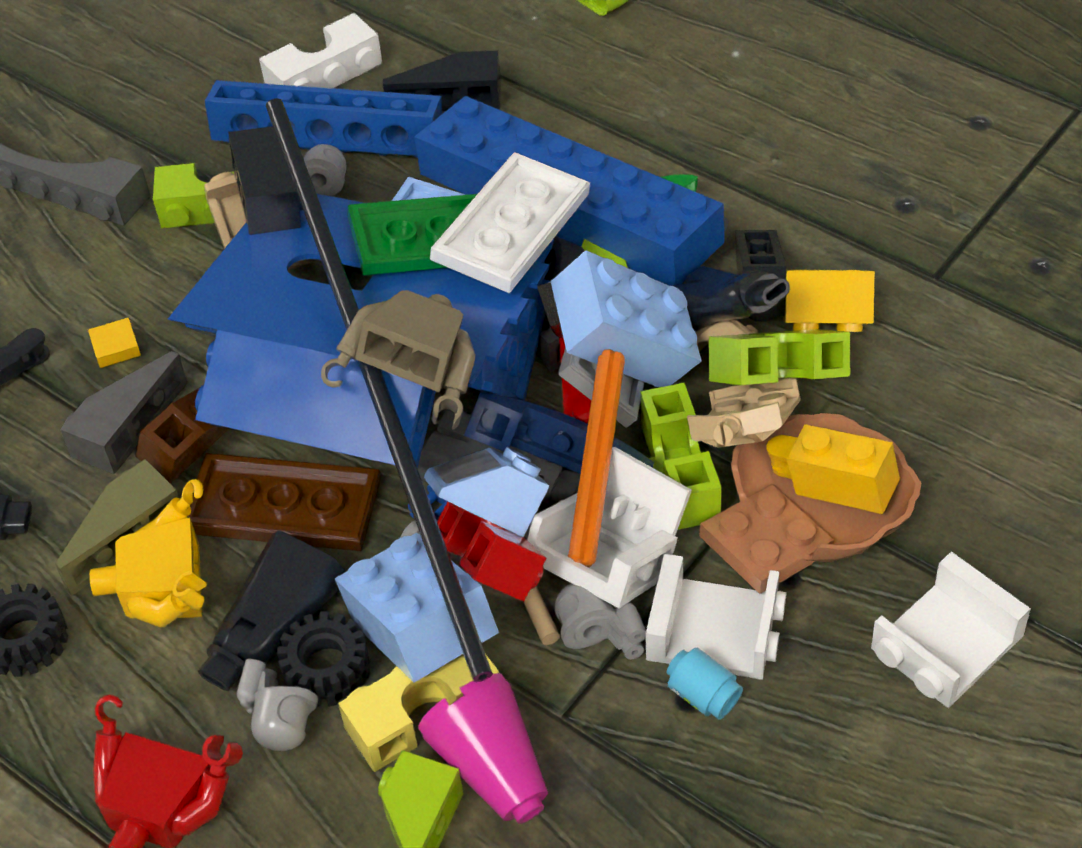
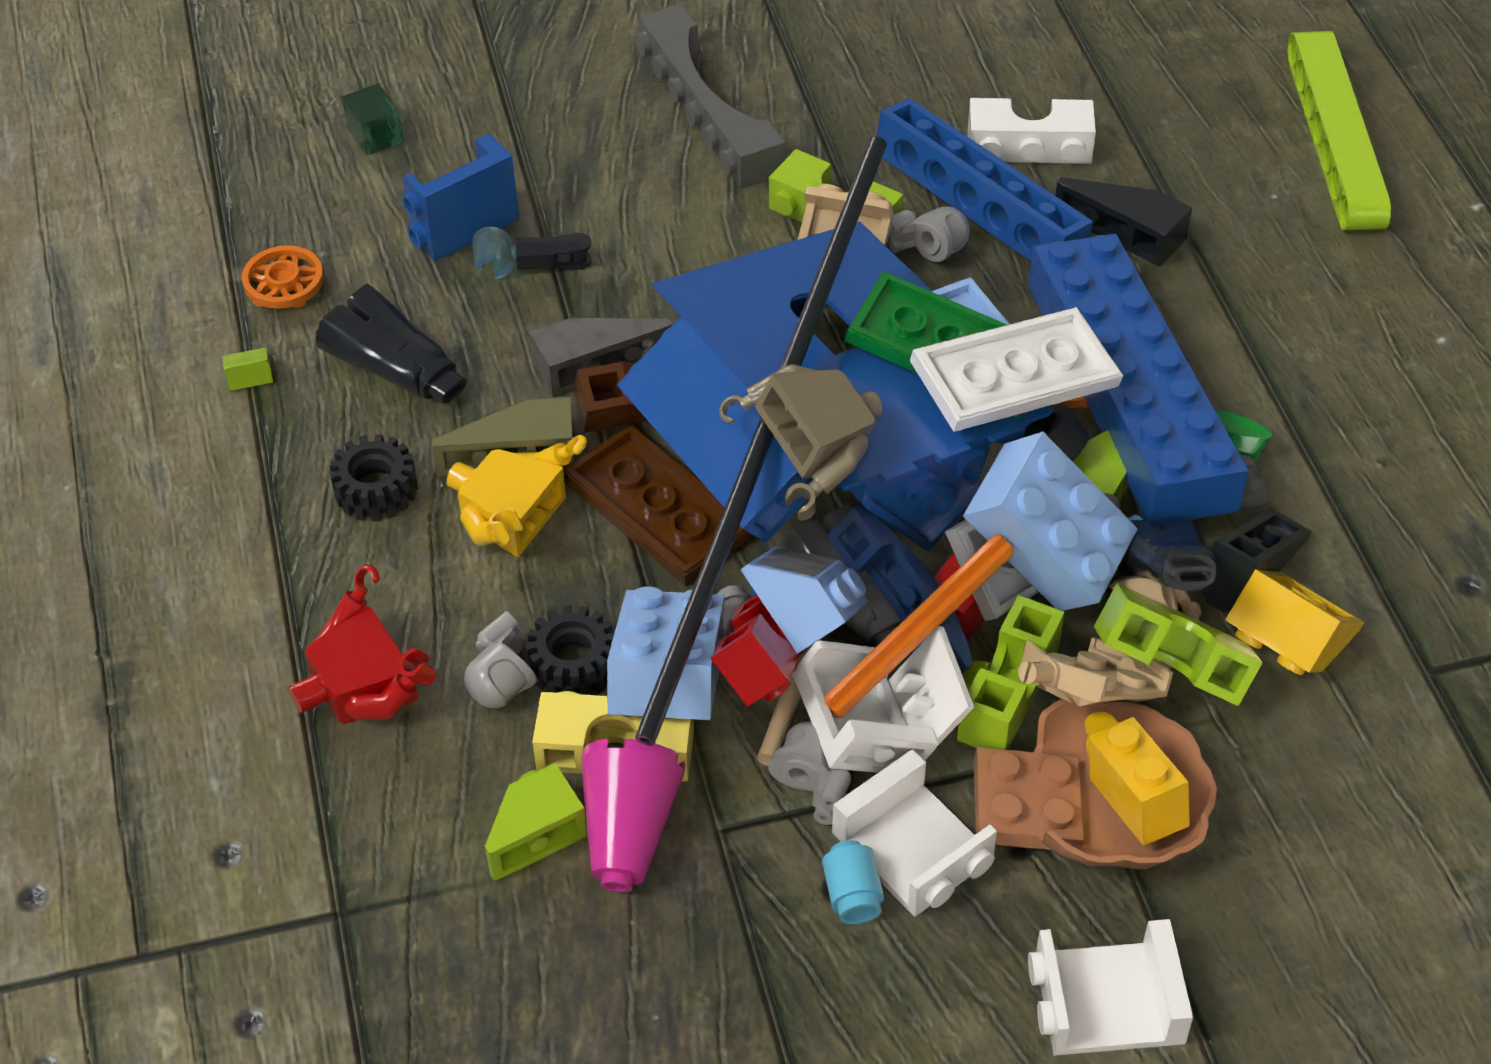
camera: 35 degrees right, 0 degrees up
(114, 342) = (636, 285): yellow tile -> none
(264, 181) = (824, 208): black brick -> none
(282, 588) = (584, 574): black piece -> none

